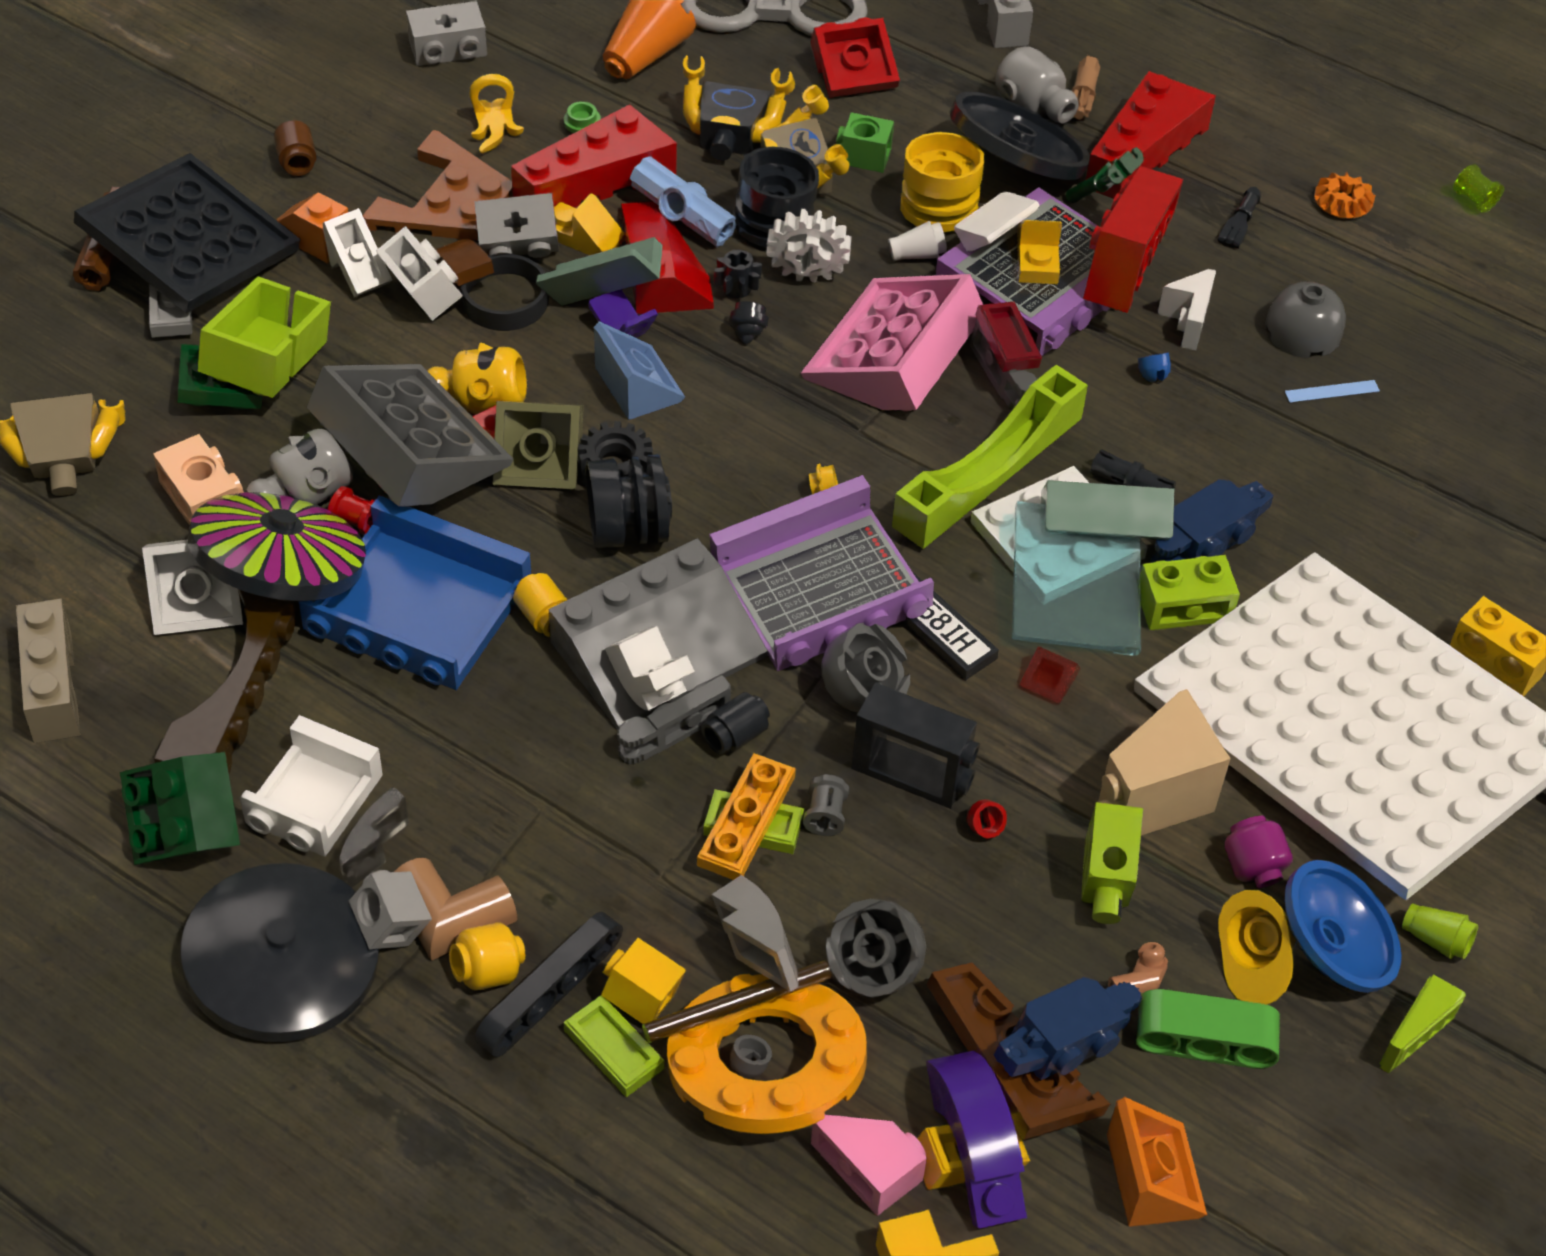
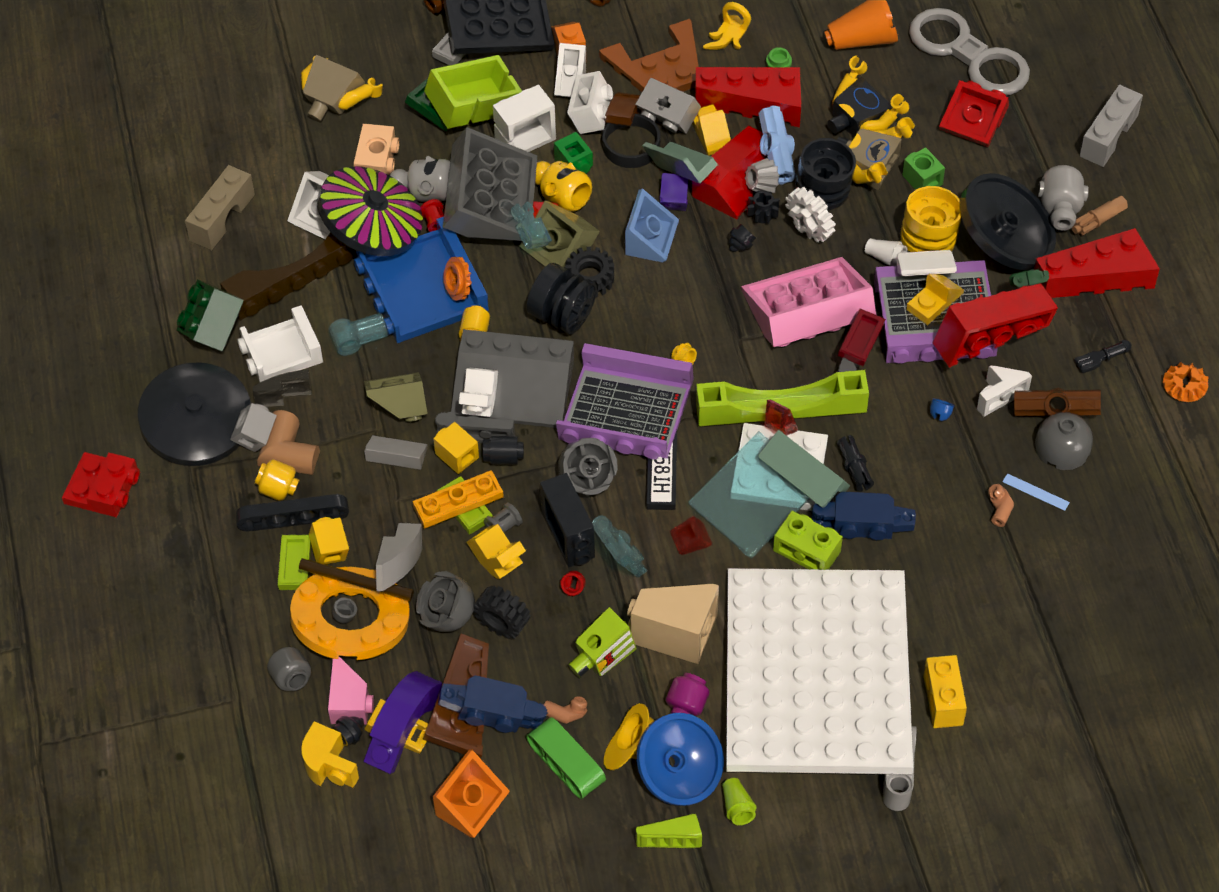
camera: 45 degrees right, 5 degrees up
(236, 1135) = (102, 483): none -> red plate
(365, 325) = (525, 119): none -> white piece
(396, 713) = (350, 335): none -> clear light blue piece
(451, 335) = (579, 154): none -> green brick
(459, 564) = (457, 278): none -> orange gear
(507, 444) = (530, 228): none -> clear light blue plate
(539, 739) = (399, 395): none -> olive slope
(600, 817) = (395, 452): none -> light grey slope
(678, 756) = (456, 447): none -> yellow brick
(709, 238) = (762, 176): none -> light grey piece
(762, 1184) = (289, 669): none -> dark grey head
(863, 848) = (496, 551): none -> yellow brick
(921, 1195) = (350, 729): none -> black plate
(955, 908) = (501, 612): none -> black tyre
(1013, 736) = (619, 546): none -> clear light blue plate
(1017, 475) = (779, 418): none -> clear red slope
(1248, 293) = (1037, 402): none -> reddish brown piece
(1322, 421) = (1002, 503): none -> nougat arm

